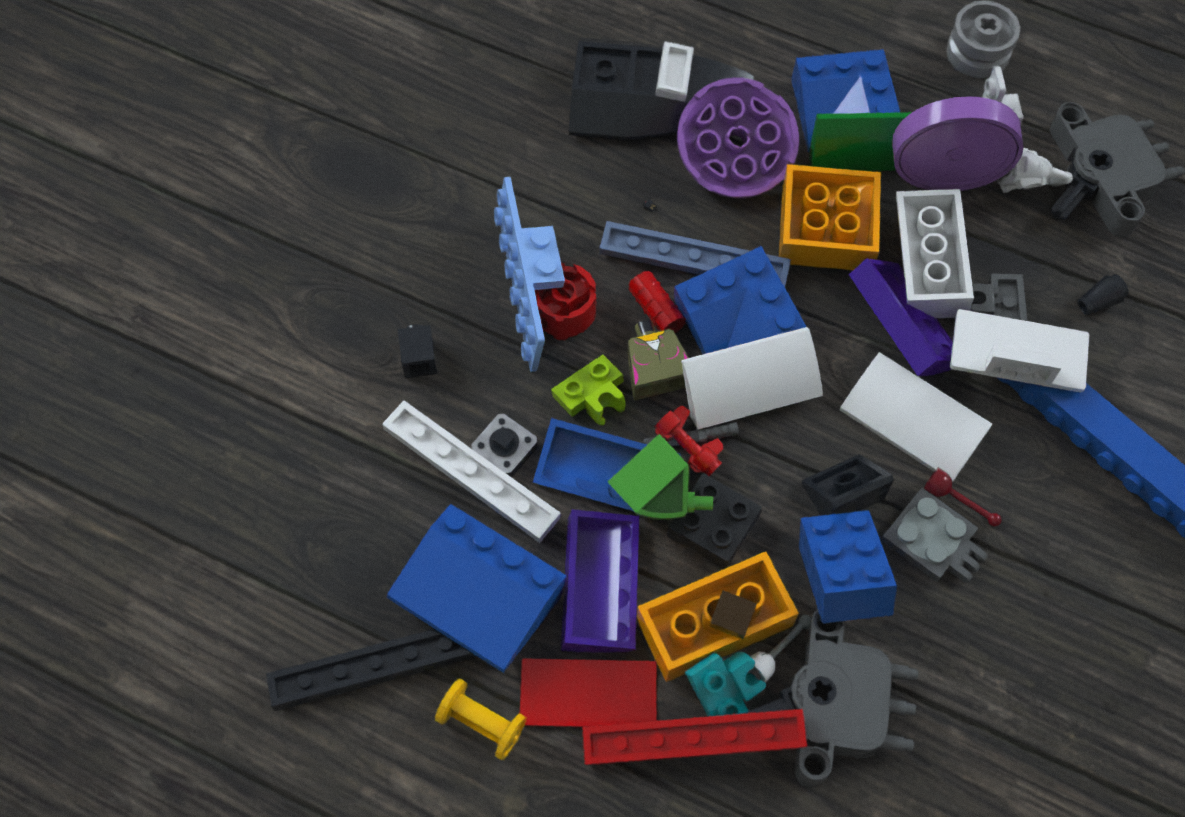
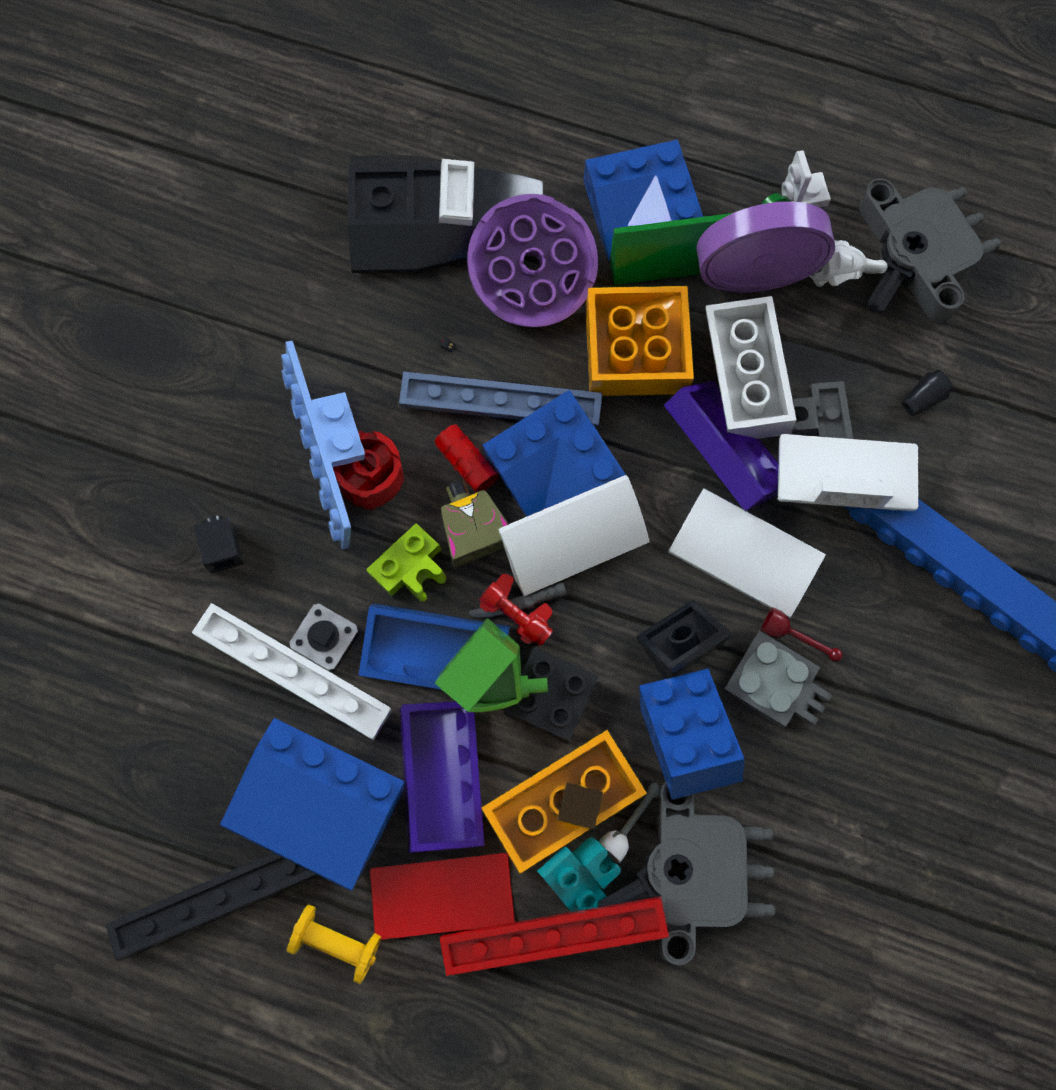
camera: 10 degrees left, 10 degrees up
(982, 38) = (781, 112): light grey wheel -> none

